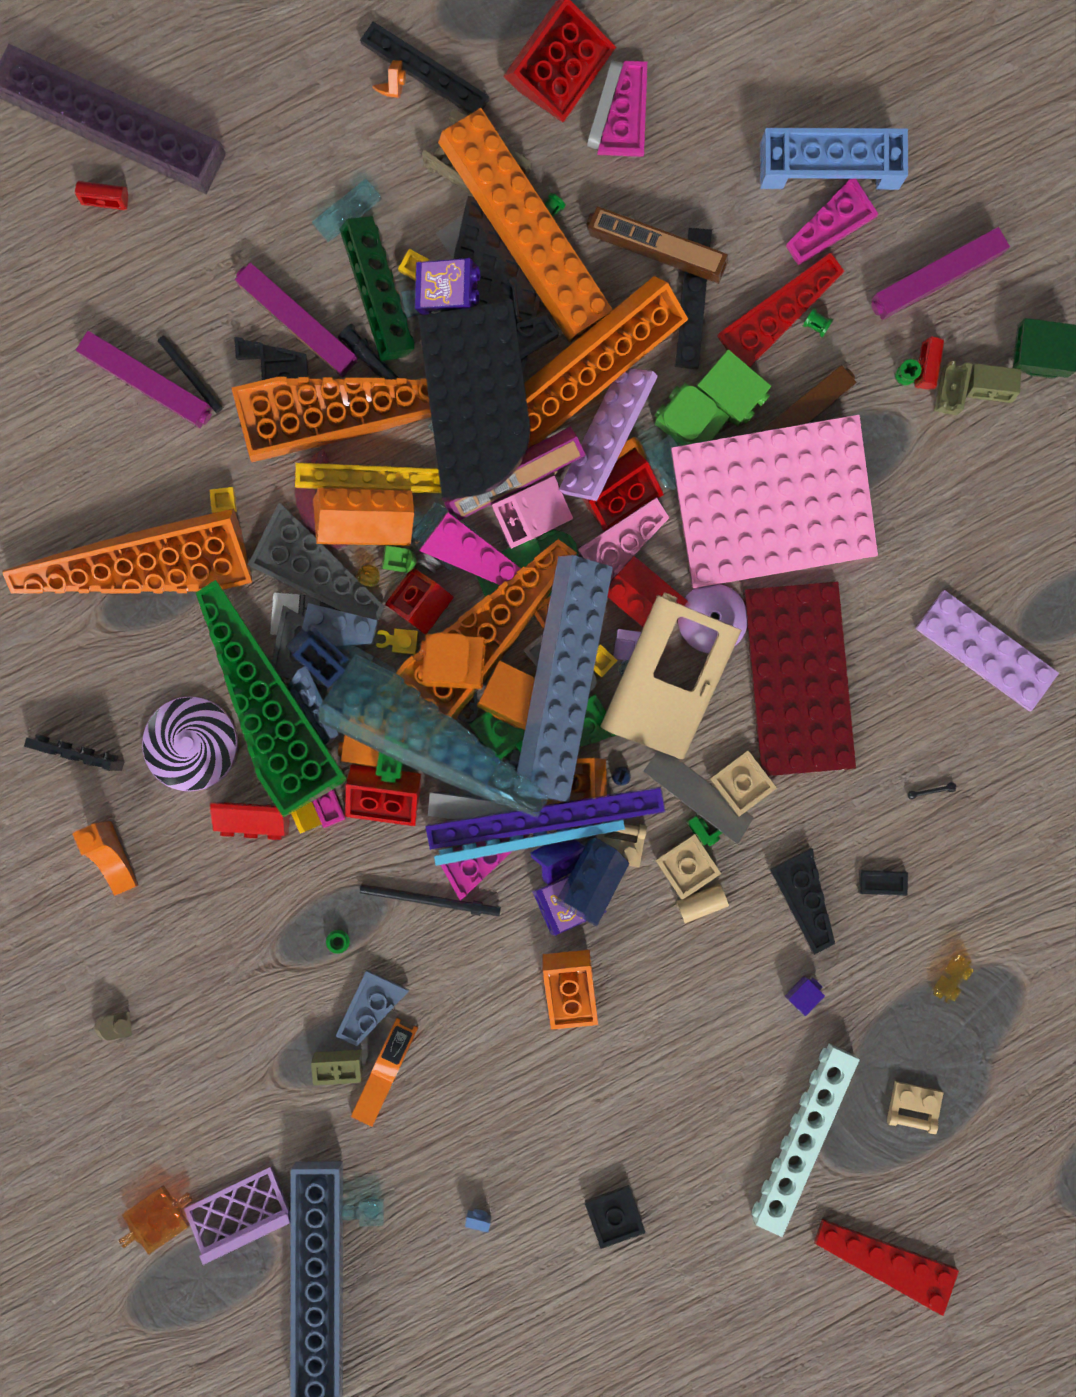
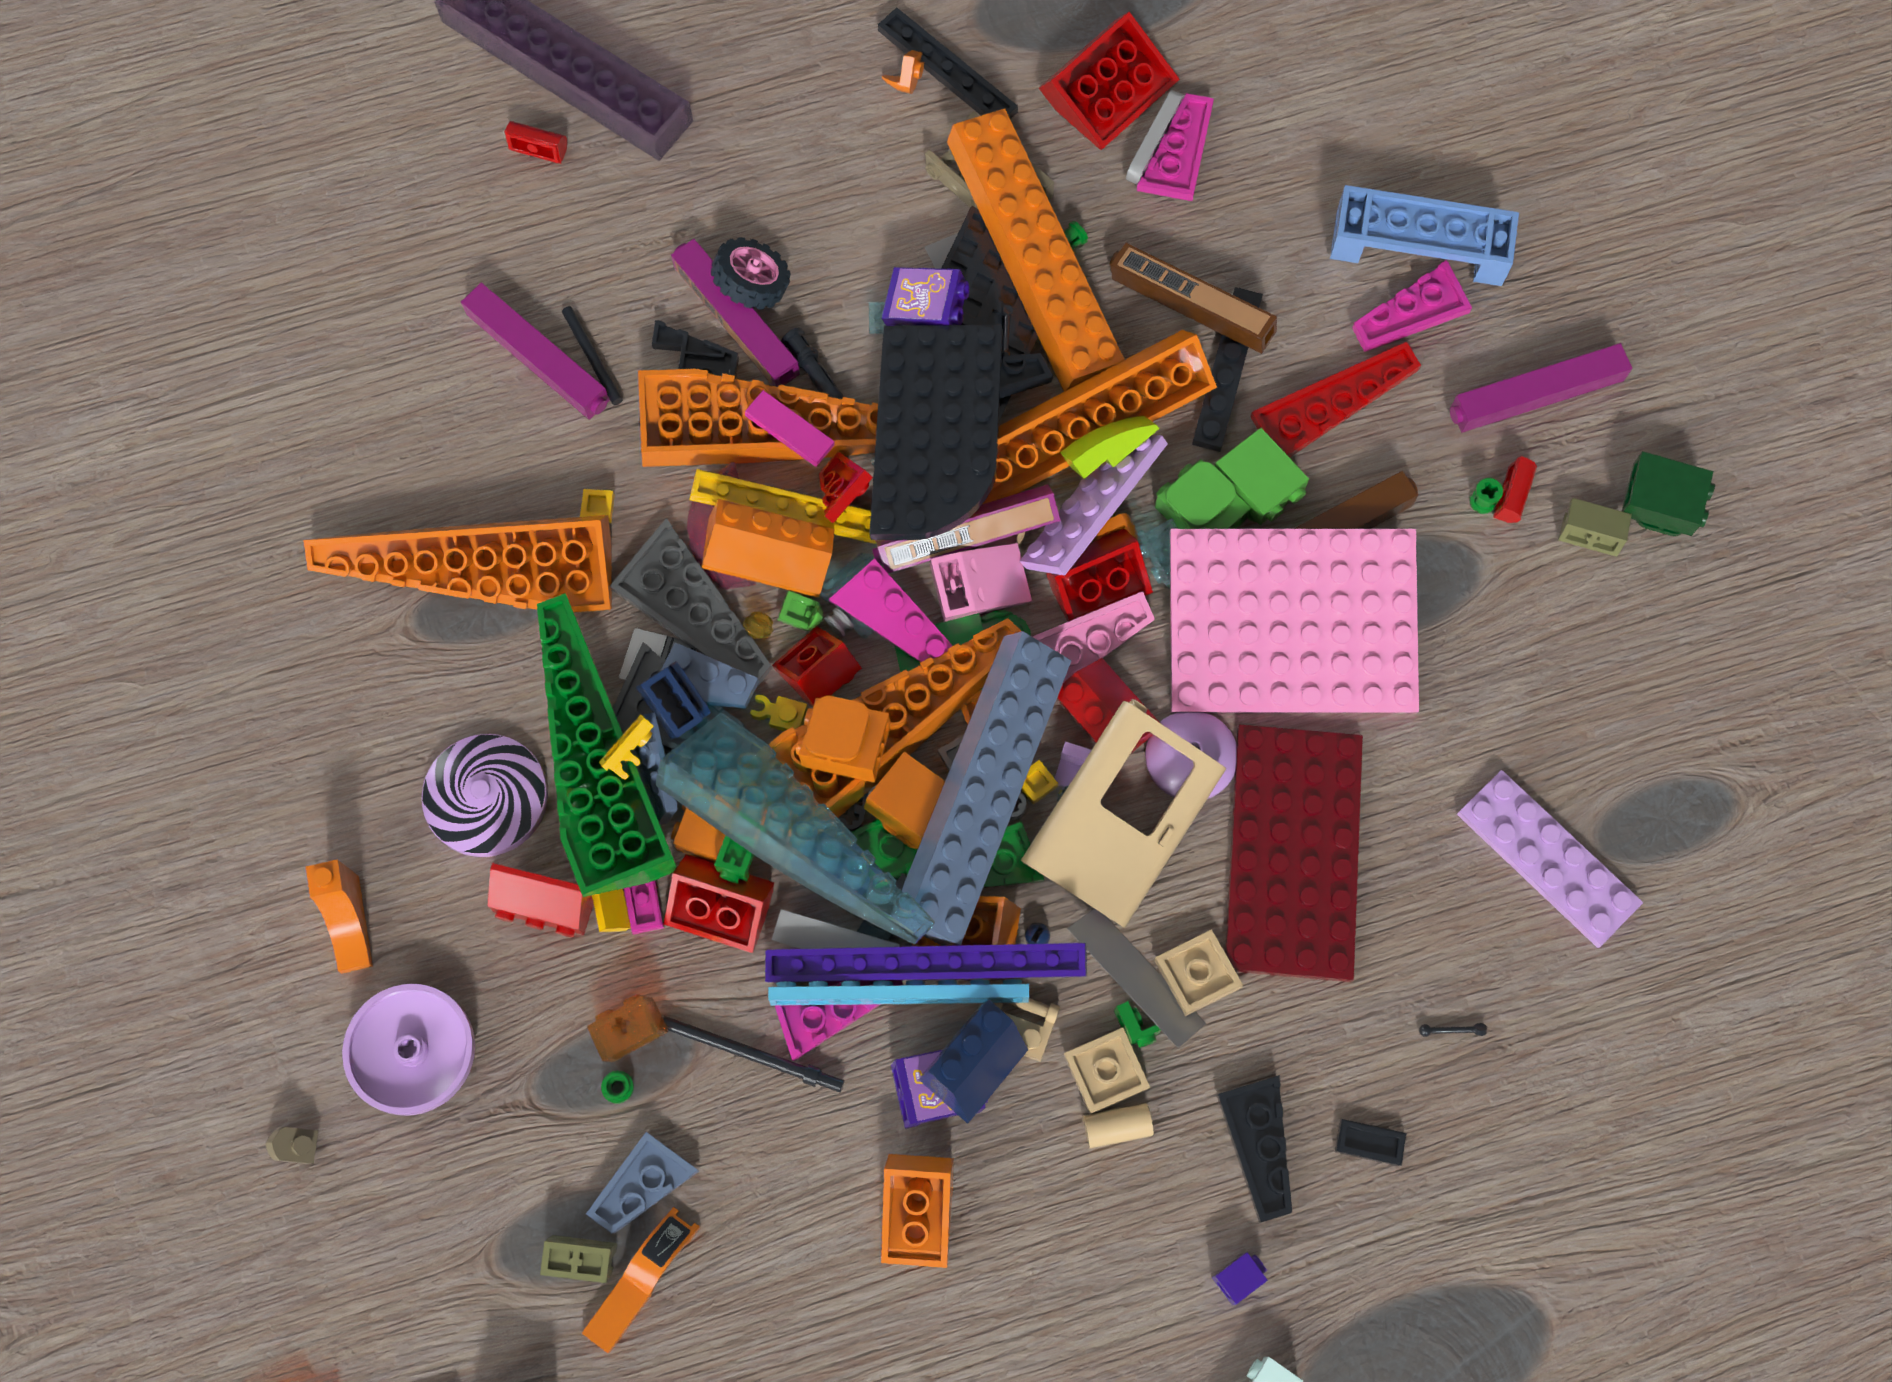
camera: 15 degrees right, 15 degrees down
(64, 749) = (328, 775): black wing -> none
(180, 944) = (408, 1049): none -> lavender dish
(289, 700) = (635, 735): none -> yellow plate
(297, 294) = (758, 277): none -> black wheel
(326, 909) = (644, 1028): none -> clear orange brick
(349, 206) = (822, 204): clear light blue plate -> none
(355, 233) = (840, 294): dark green brick -> none
(360, 414) = (789, 428): none -> dark pink tile
(408, 264) = (883, 273): yellow plate -> none
(411, 453) = (841, 483): none -> red wing
(557, 859) = (932, 1025): dark purple panel -> none
(612, 384) = (1108, 444): none -> lime slope
(818, 322) = (1379, 419): green bush -> none
(953, 388) = (1541, 524): olive hinge -> none
(959, 972) = (1461, 1287): clear yellow hinge -> none

